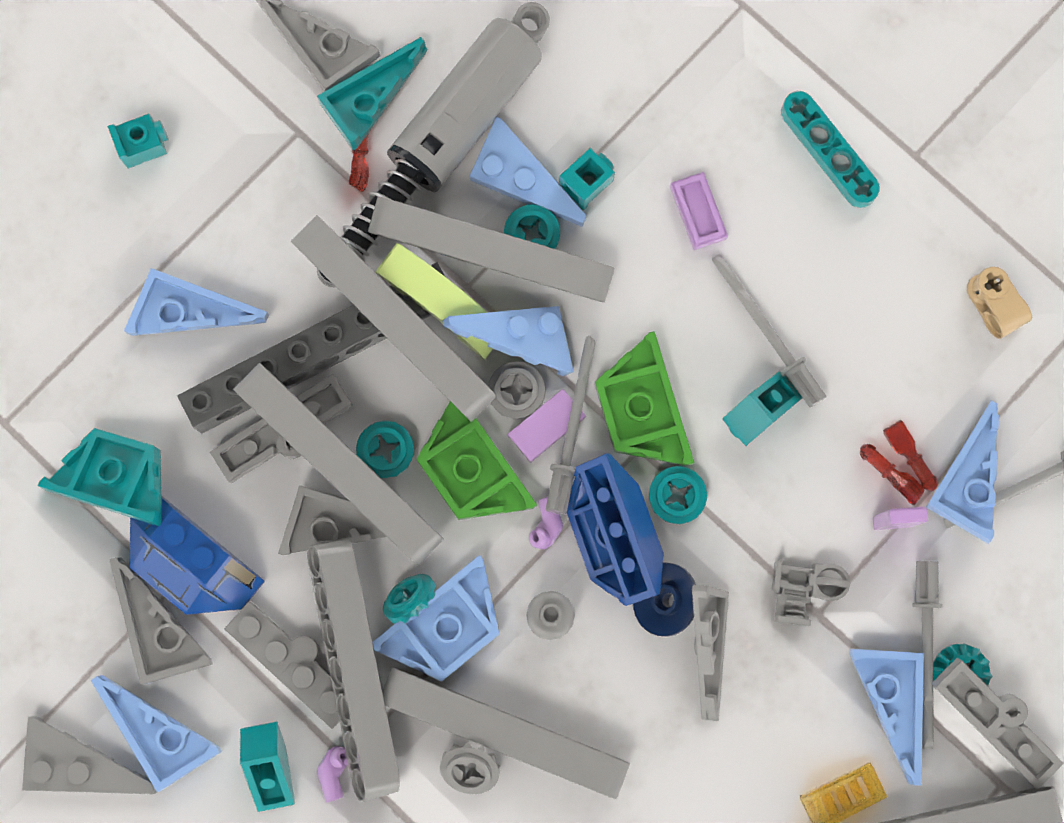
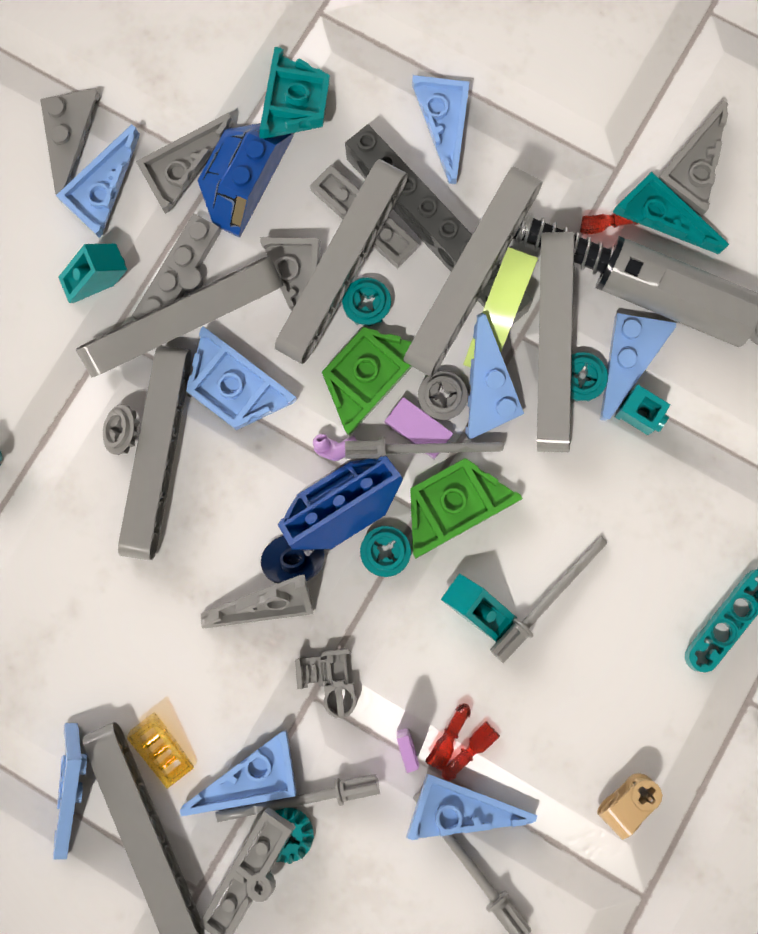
camera: 85 degrees right, 0 degrees up
(139, 151) = (573, 45): teal brick -> none
(330, 771) = (97, 322): lavender arm -> none
(409, 598) = (247, 348): teal gear -> none
(550, 615) = (257, 465): light grey head -> none
(698, 211) = (641, 515): lavender tile -> none

